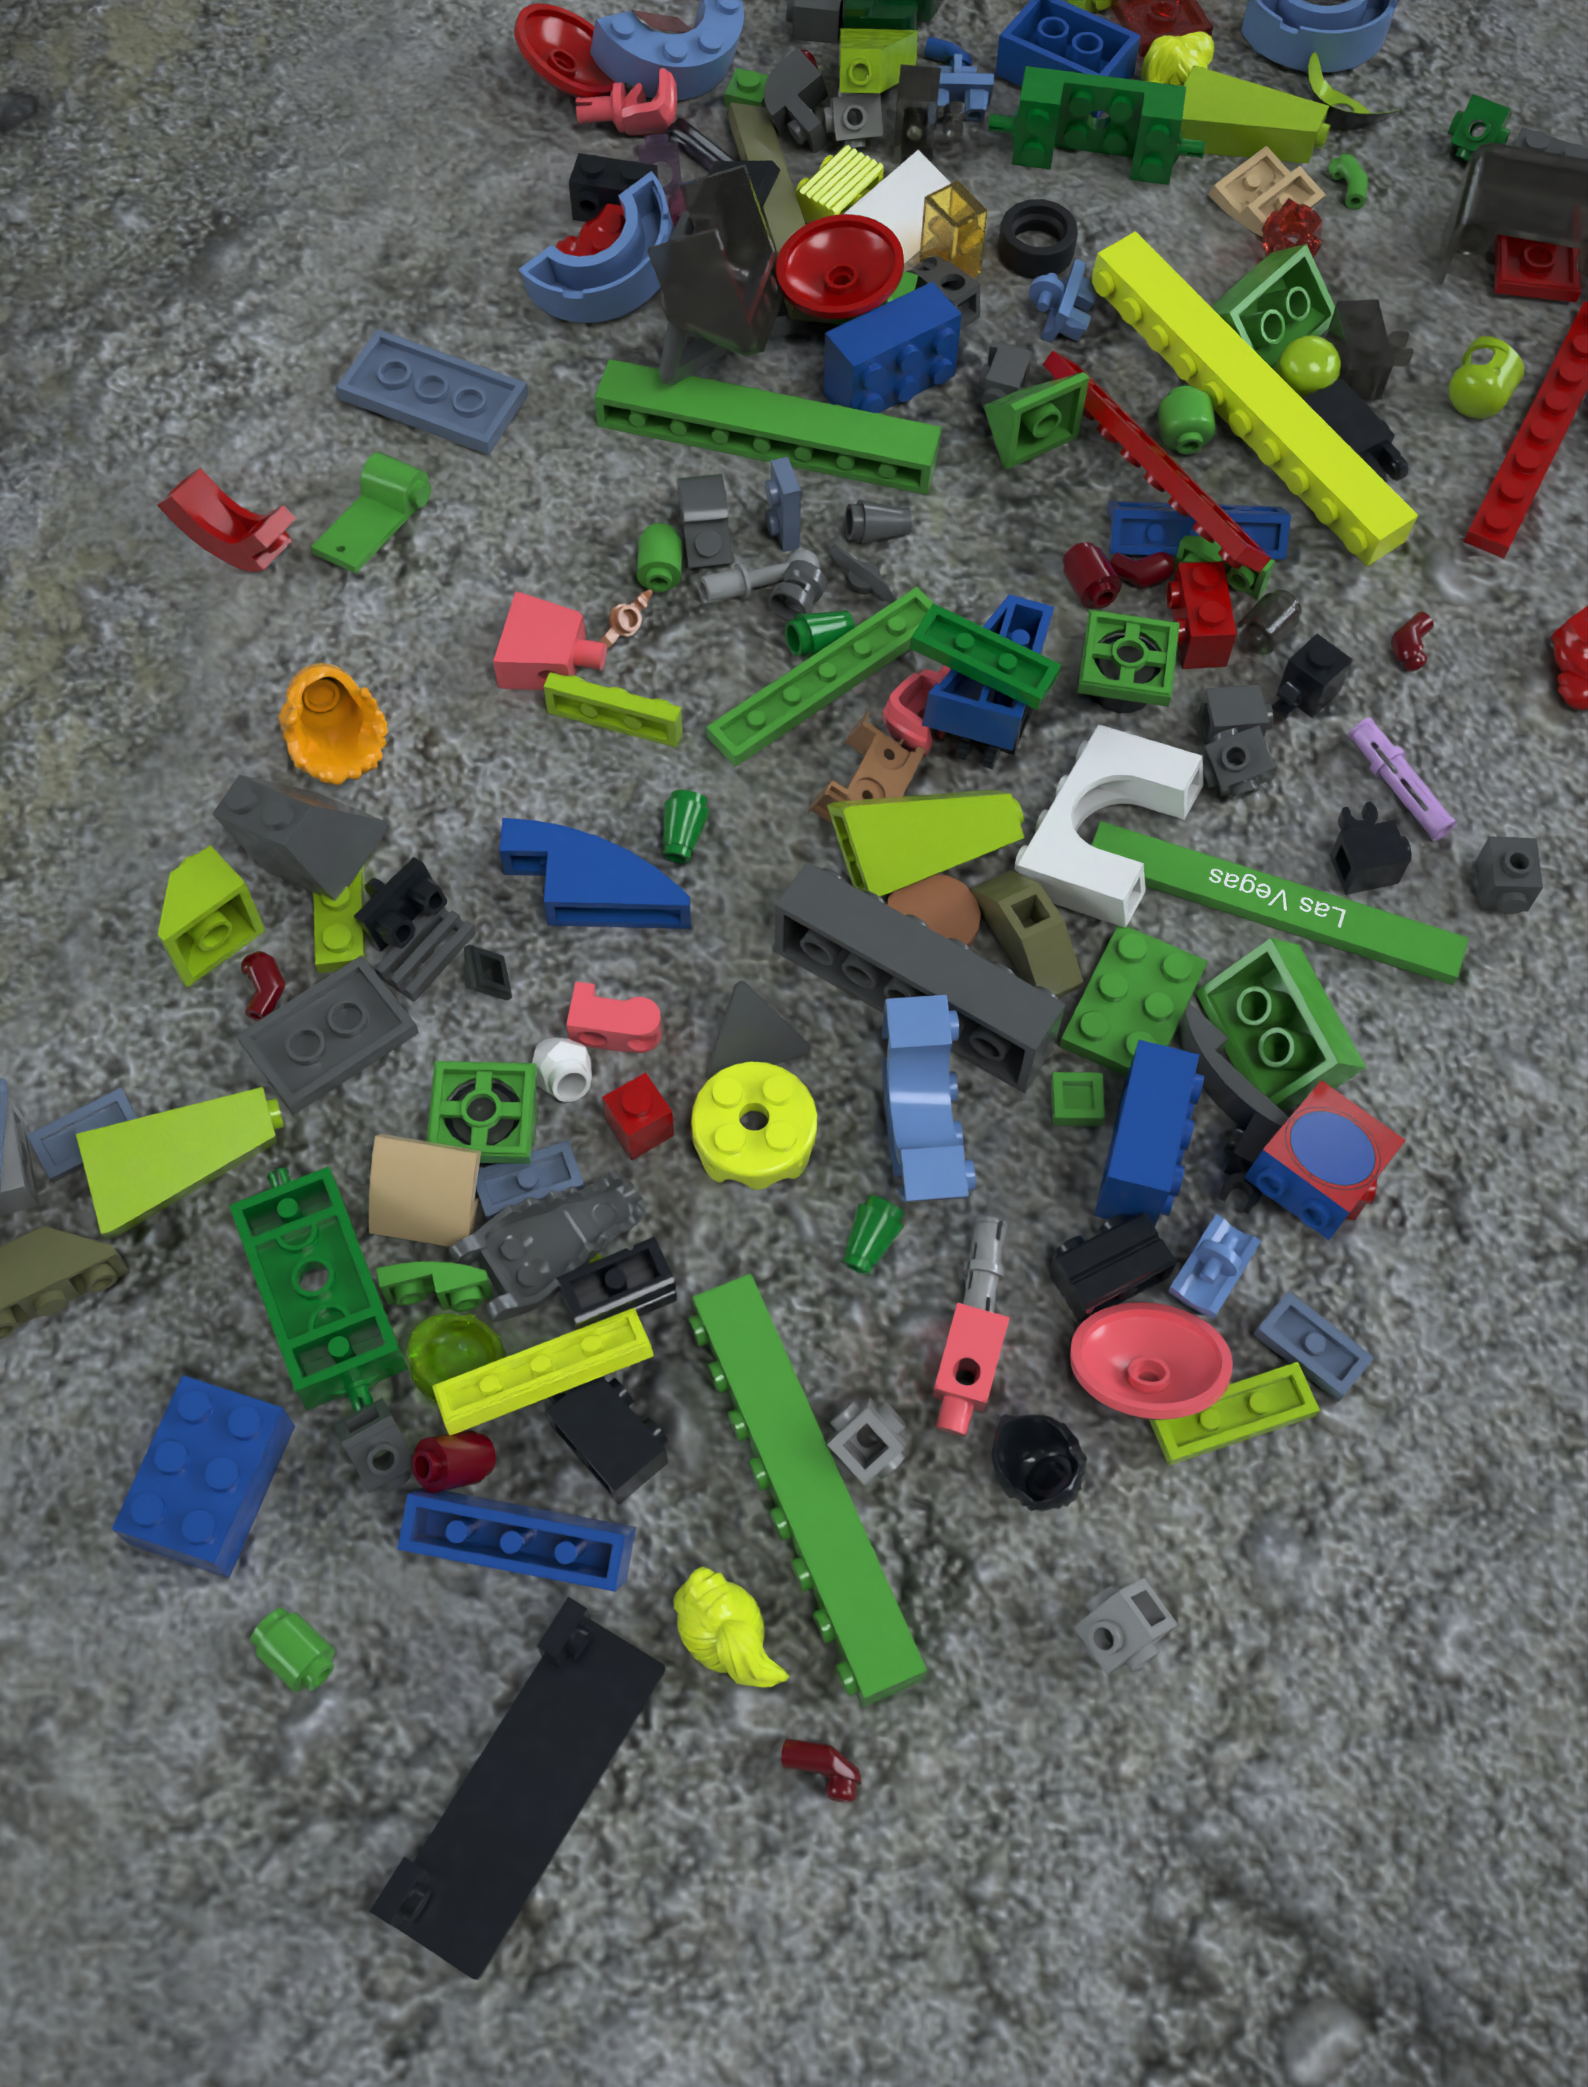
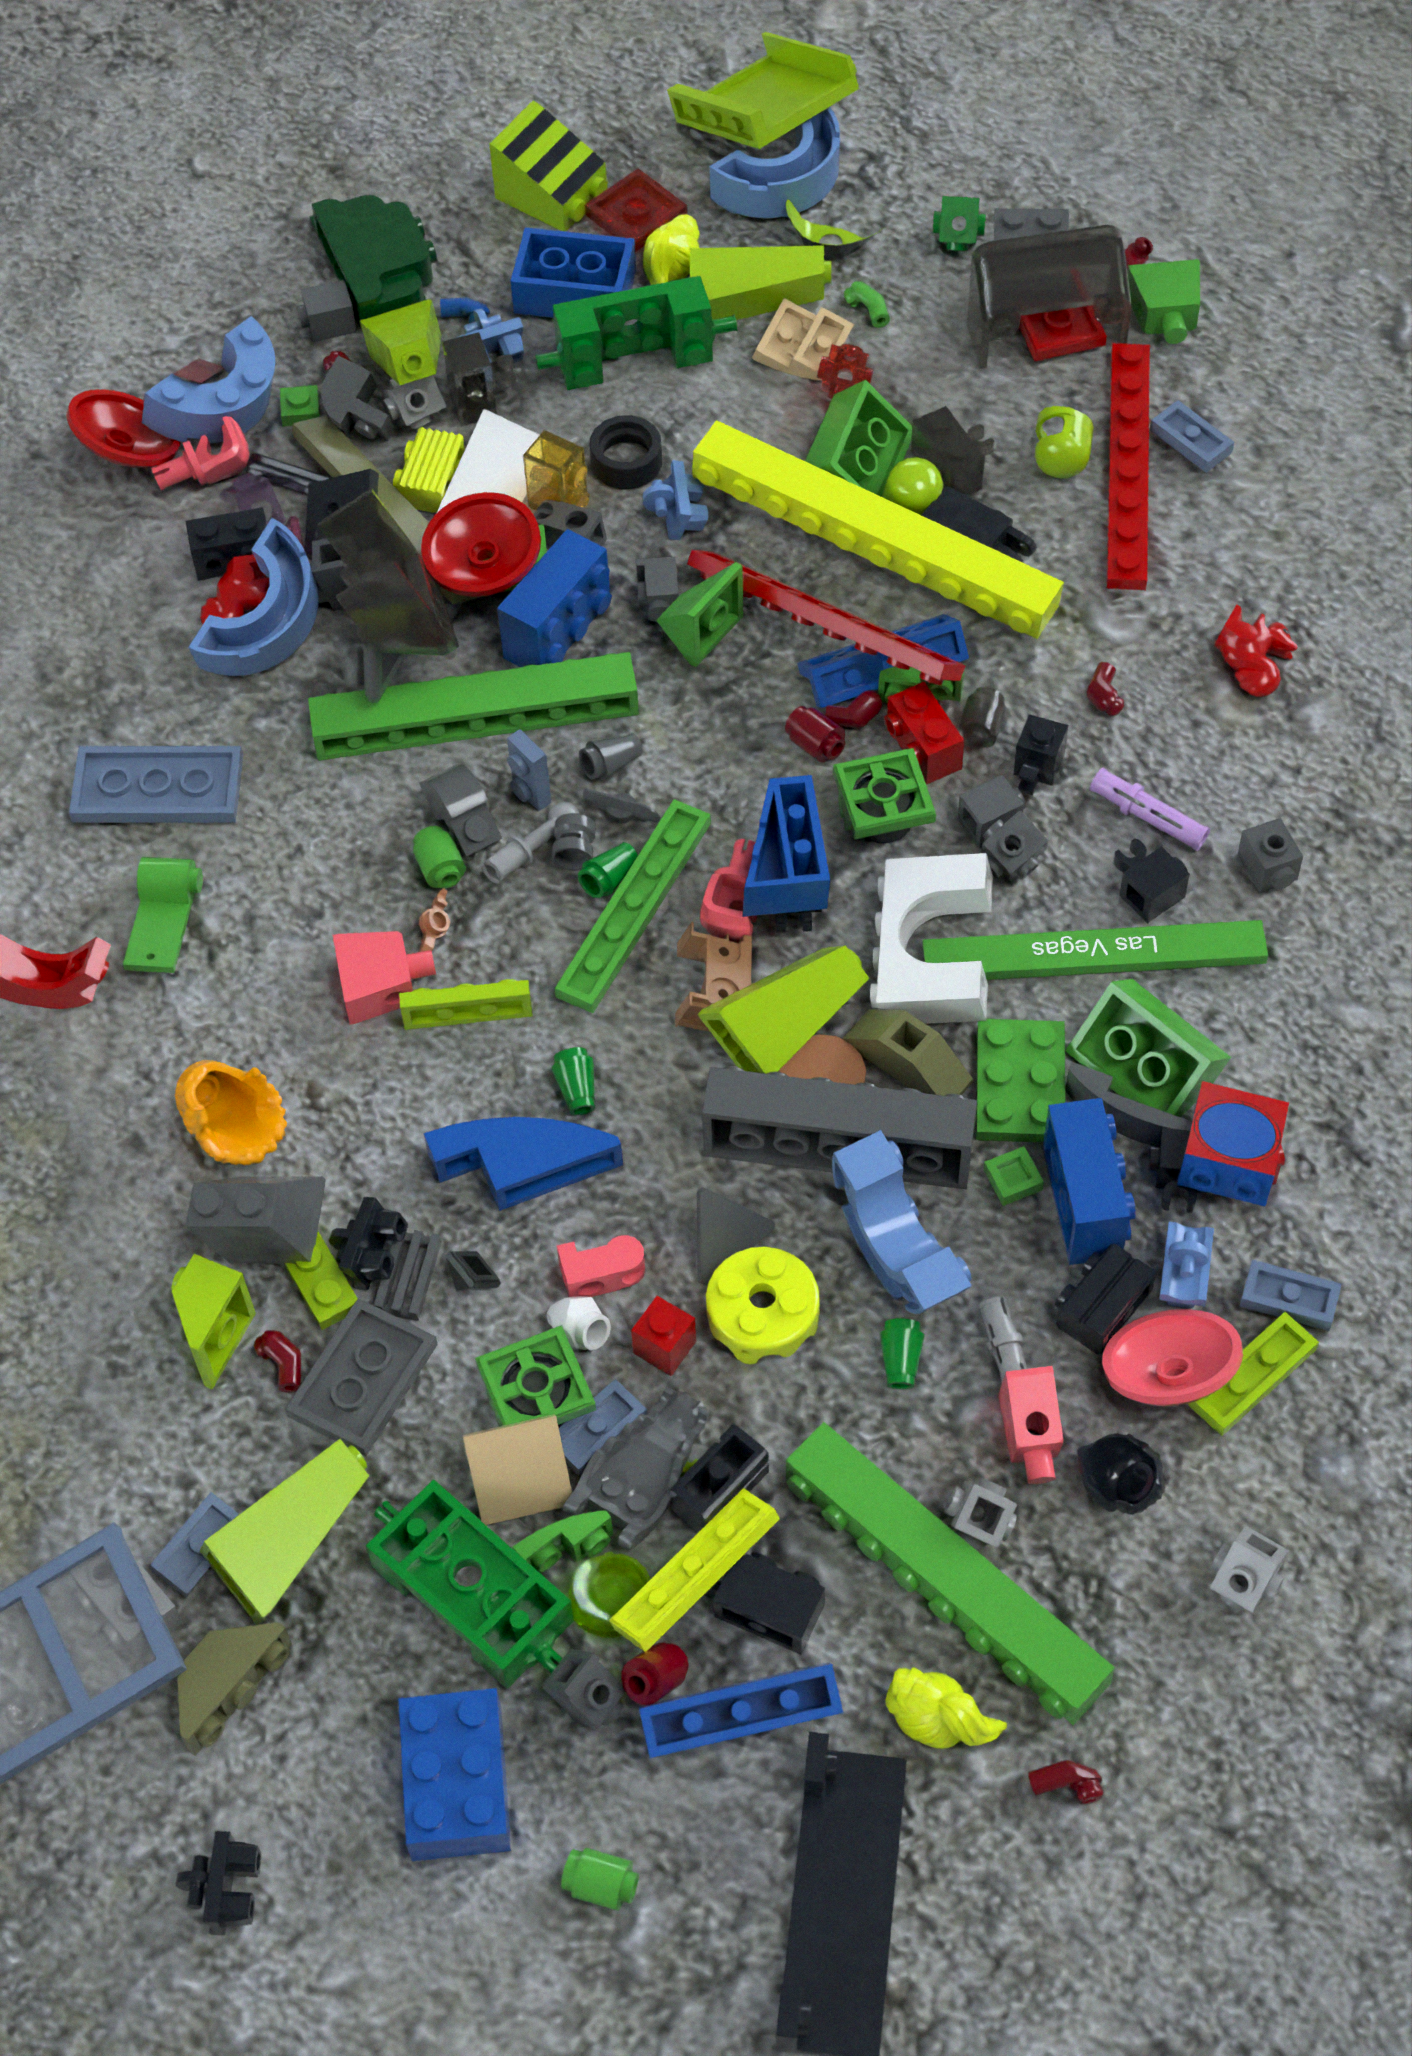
camera: 20 degrees left, 5 degrees down
(985, 656) = (778, 839): green plate -> none
(1186, 419) = (831, 568): bright green head -> none

